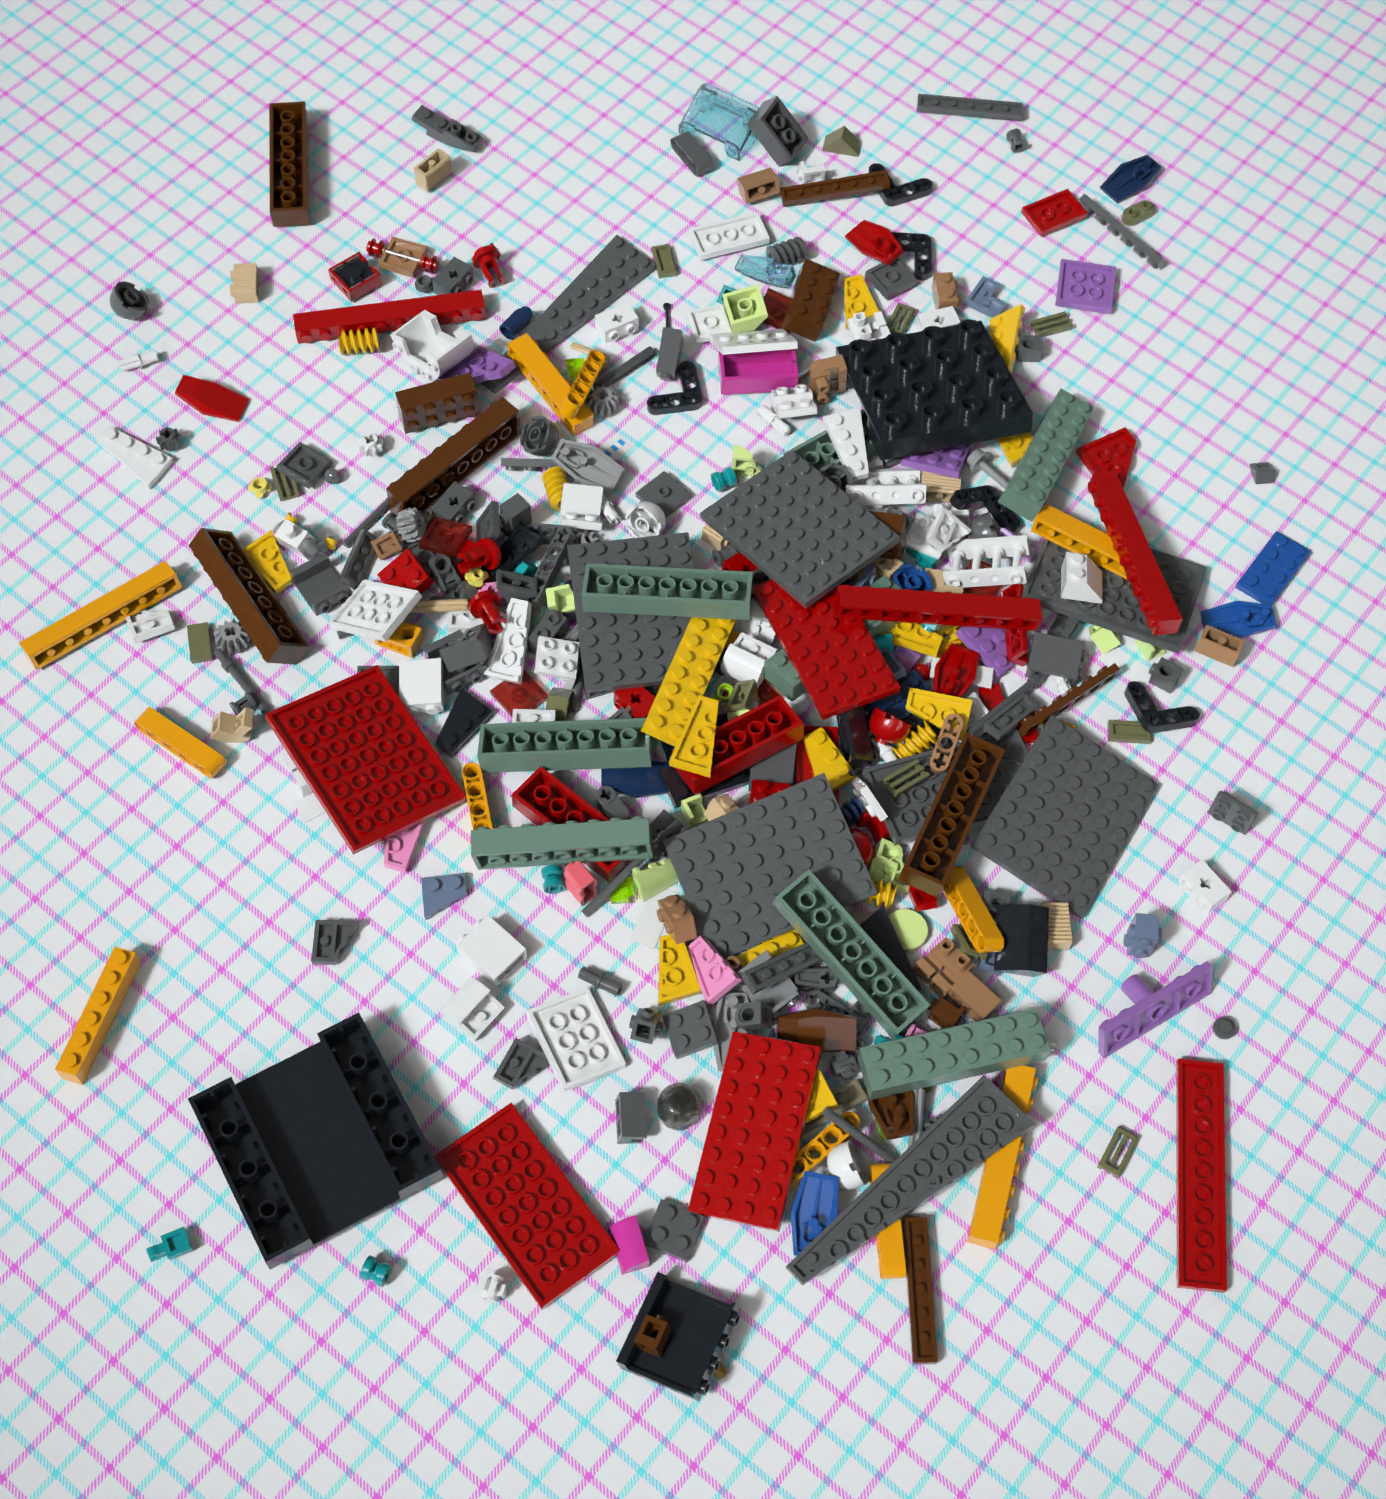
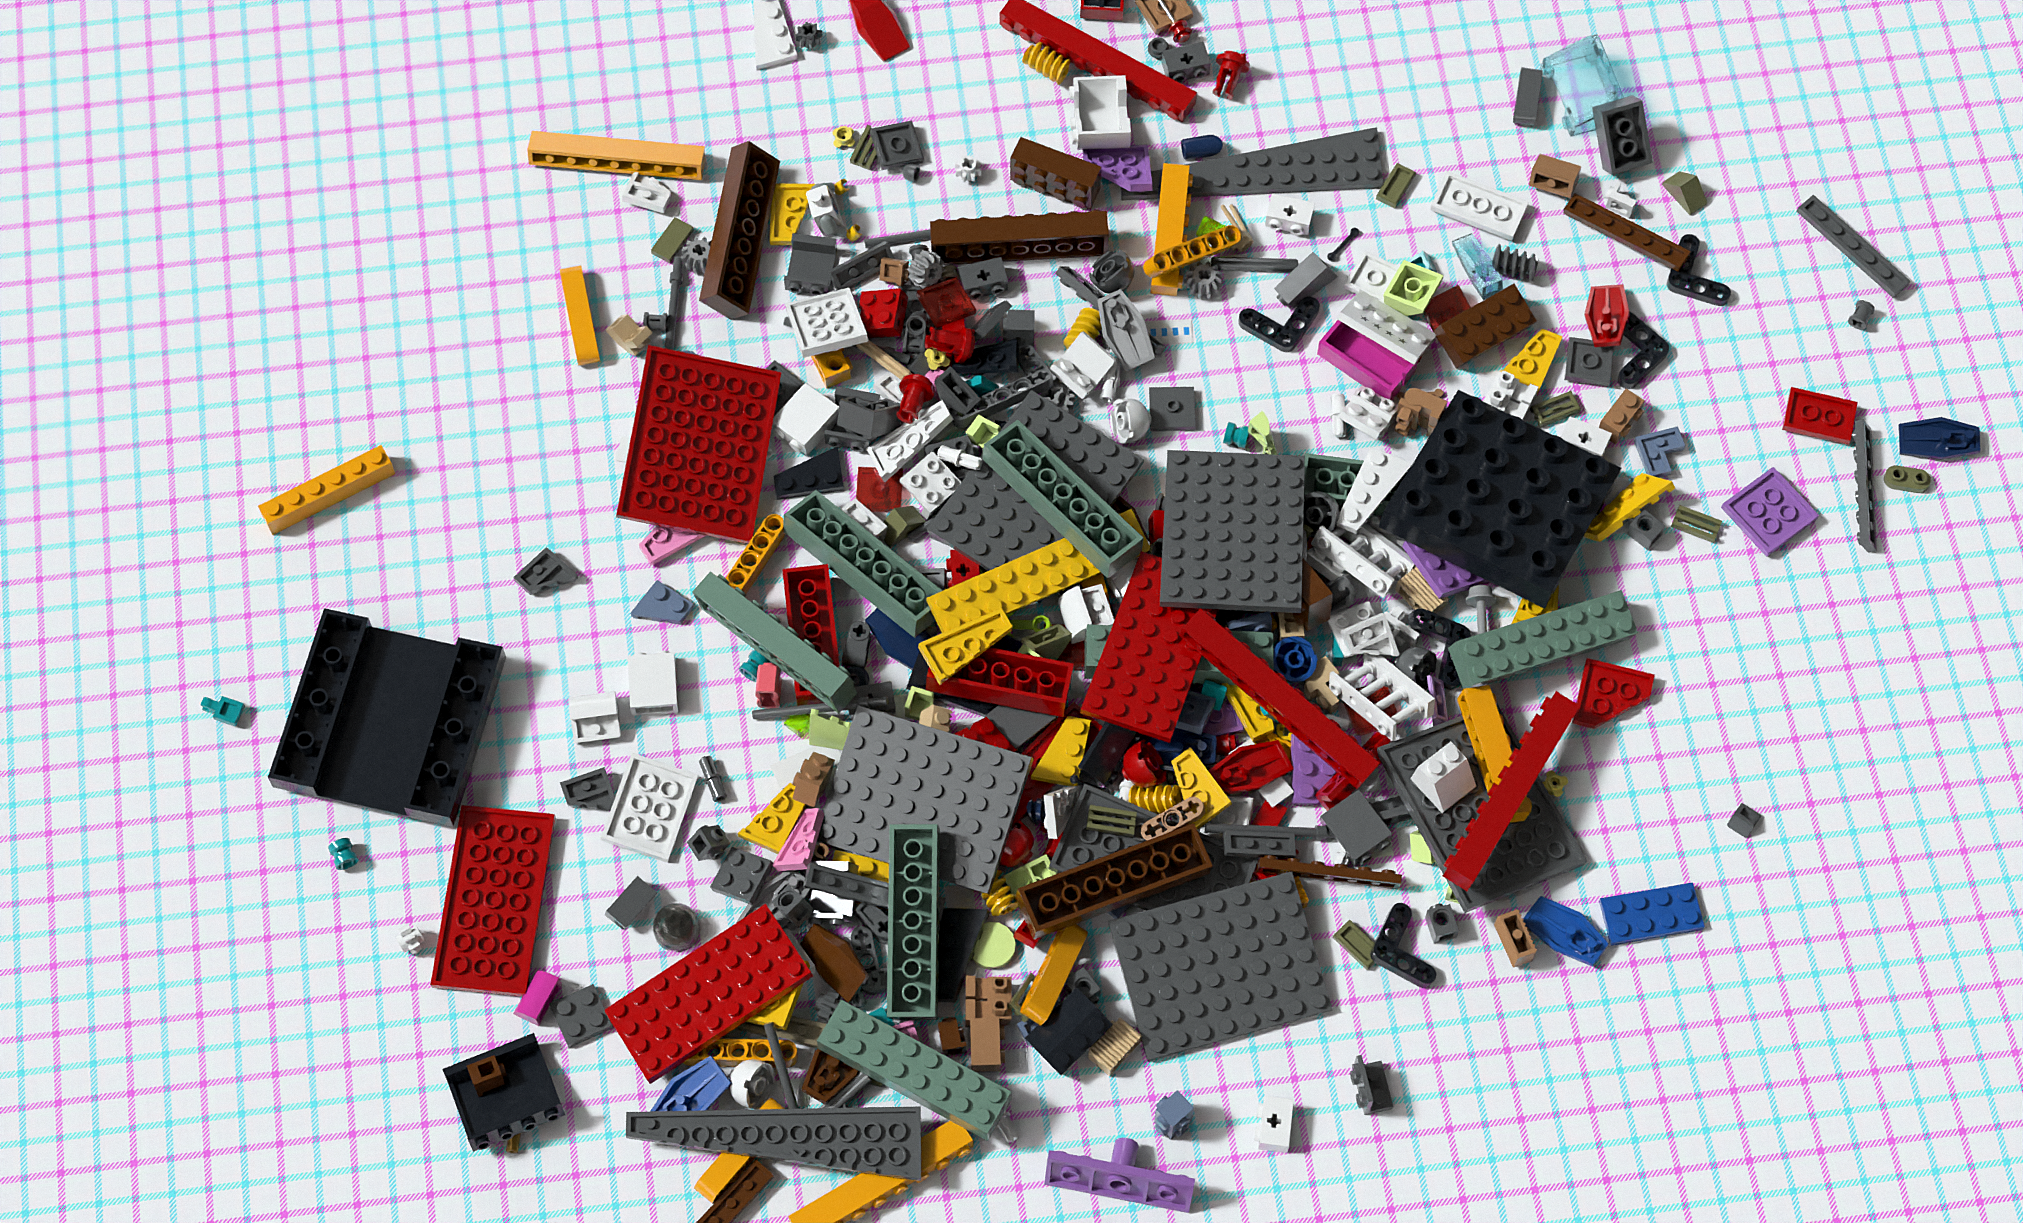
camera: 45 degrees right, 5 degrees up
(563, 624) = (959, 458): none -> white axle

